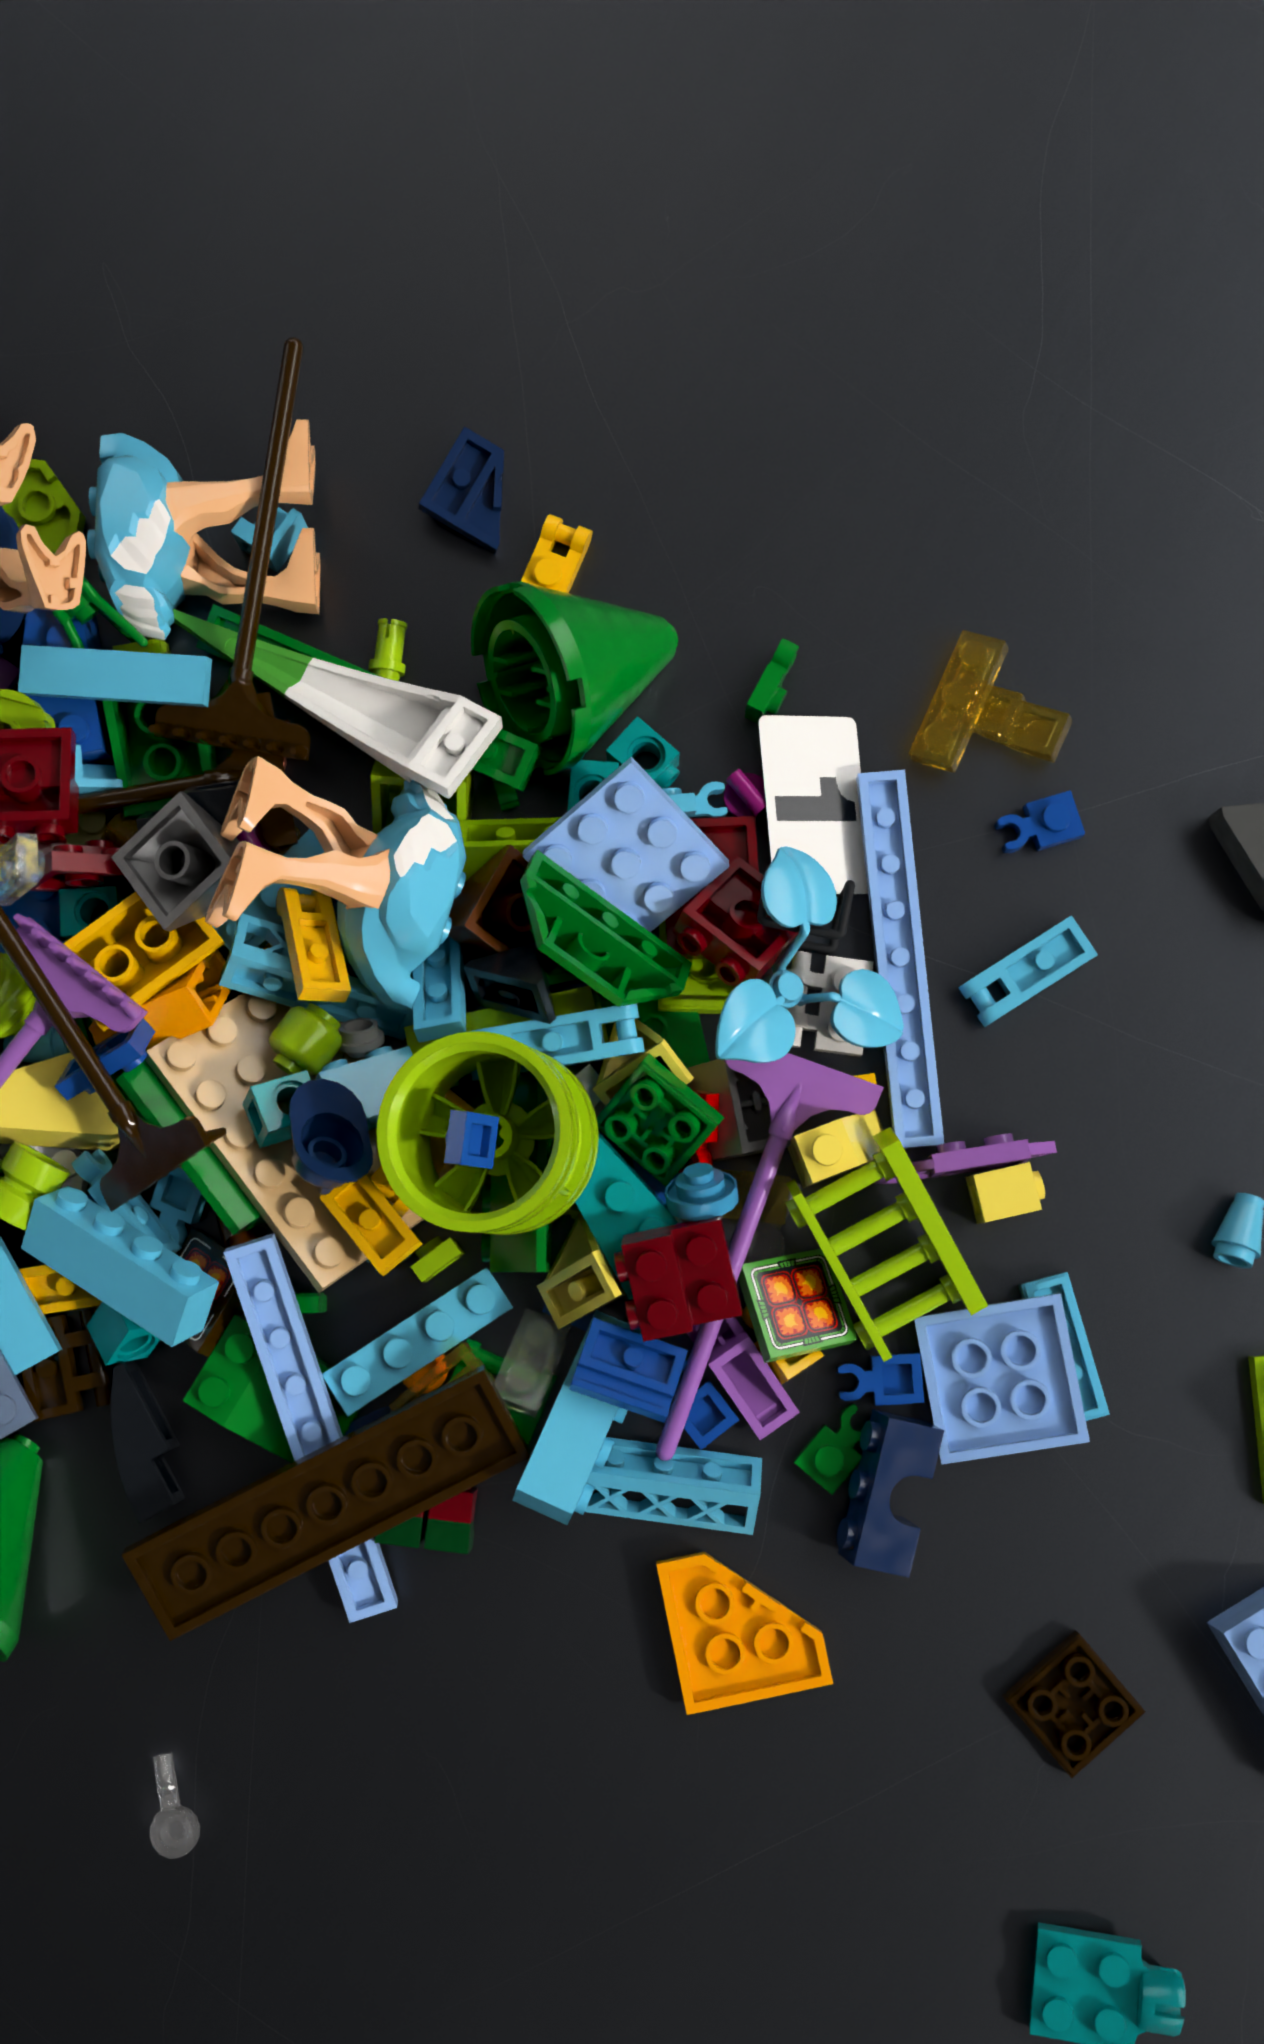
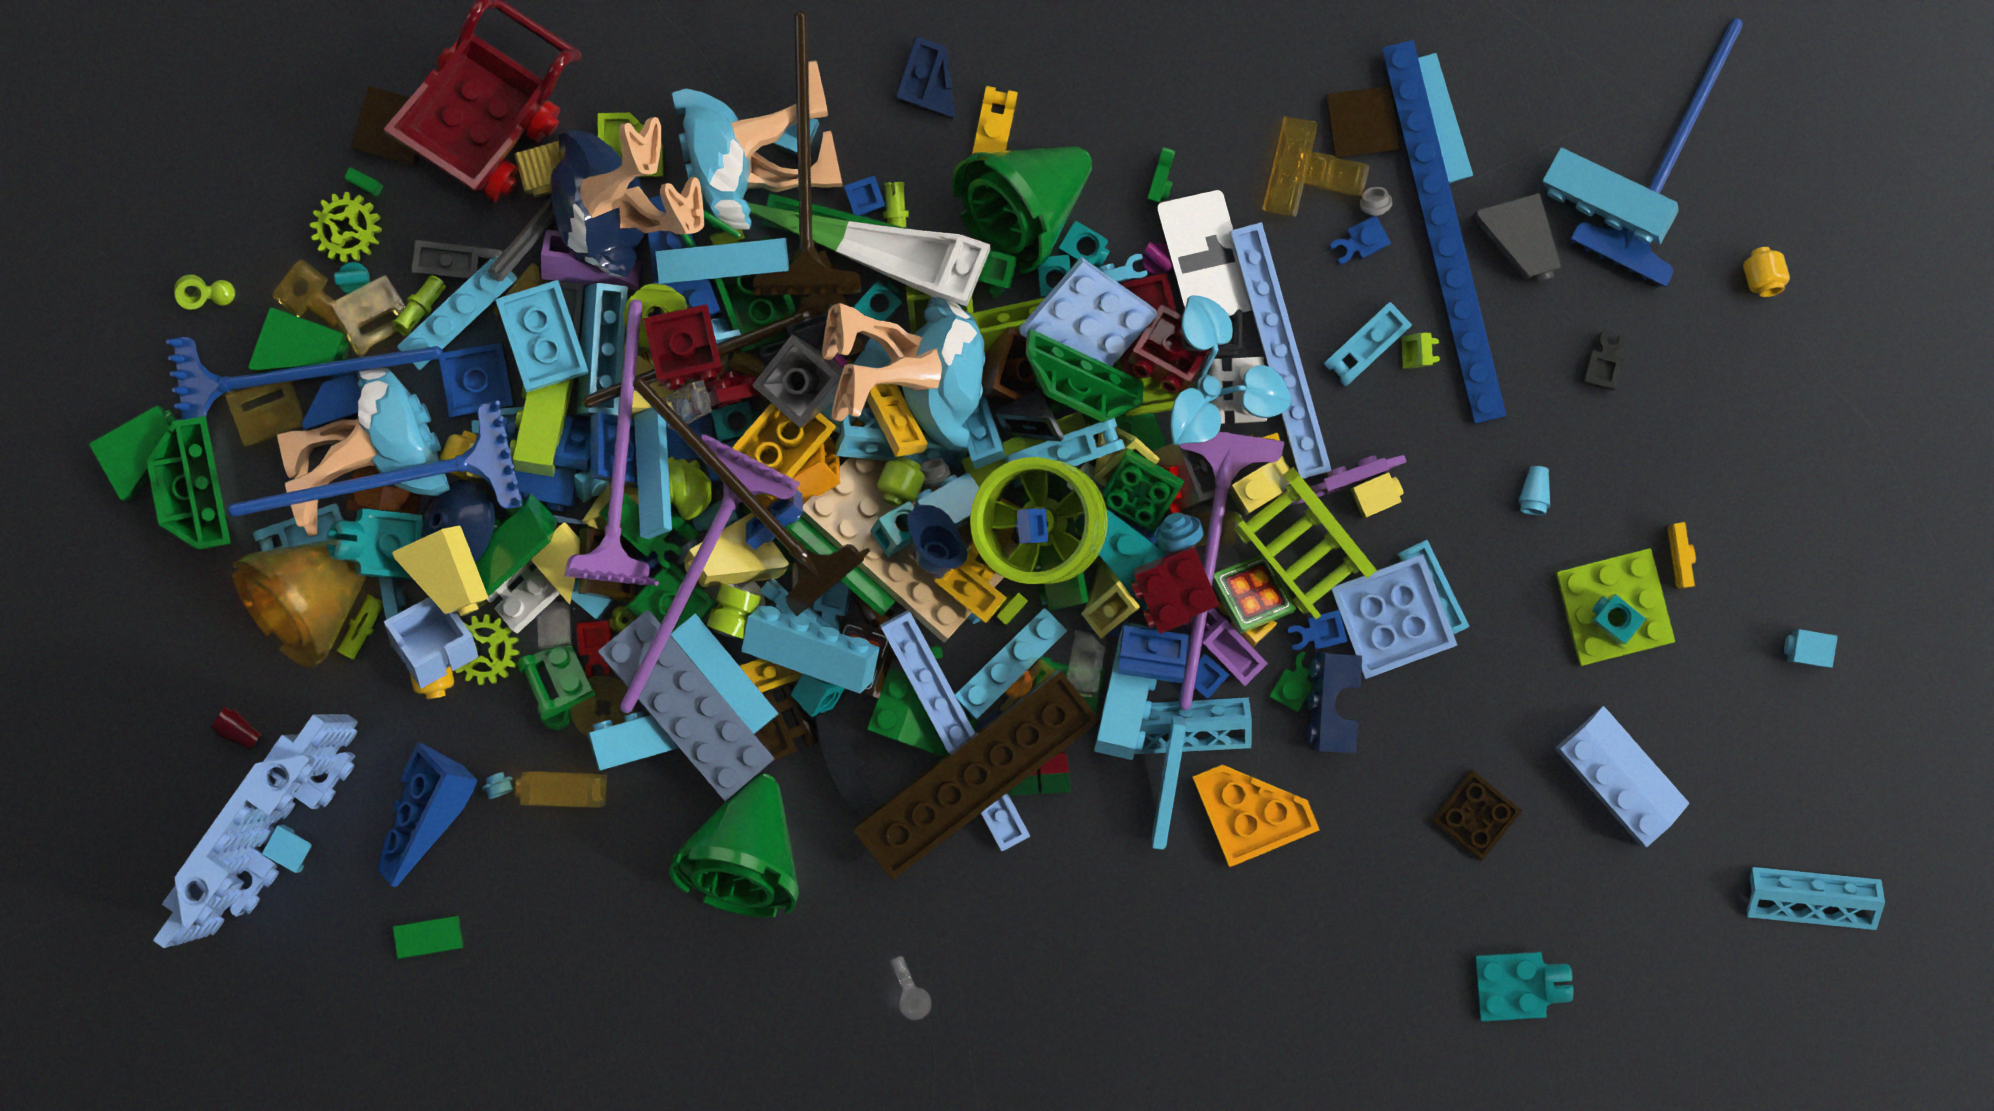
camera: 20 degrees left, 5 degrees up
(334, 767) = (878, 289): none -> teal brick
(348, 633) = (864, 196): none -> blue plate
(617, 1568) = (1168, 782): none -> medium azure tile
(1073, 659) = (1362, 122): none -> dark brown tile
(1073, 770) = (1375, 201): none -> light grey plate
(1100, 993) = (1418, 350): none -> lime tile
(1166, 835) = (1444, 231): none -> blue plate
(1181, 674) = (1445, 121): none -> medium azure tile

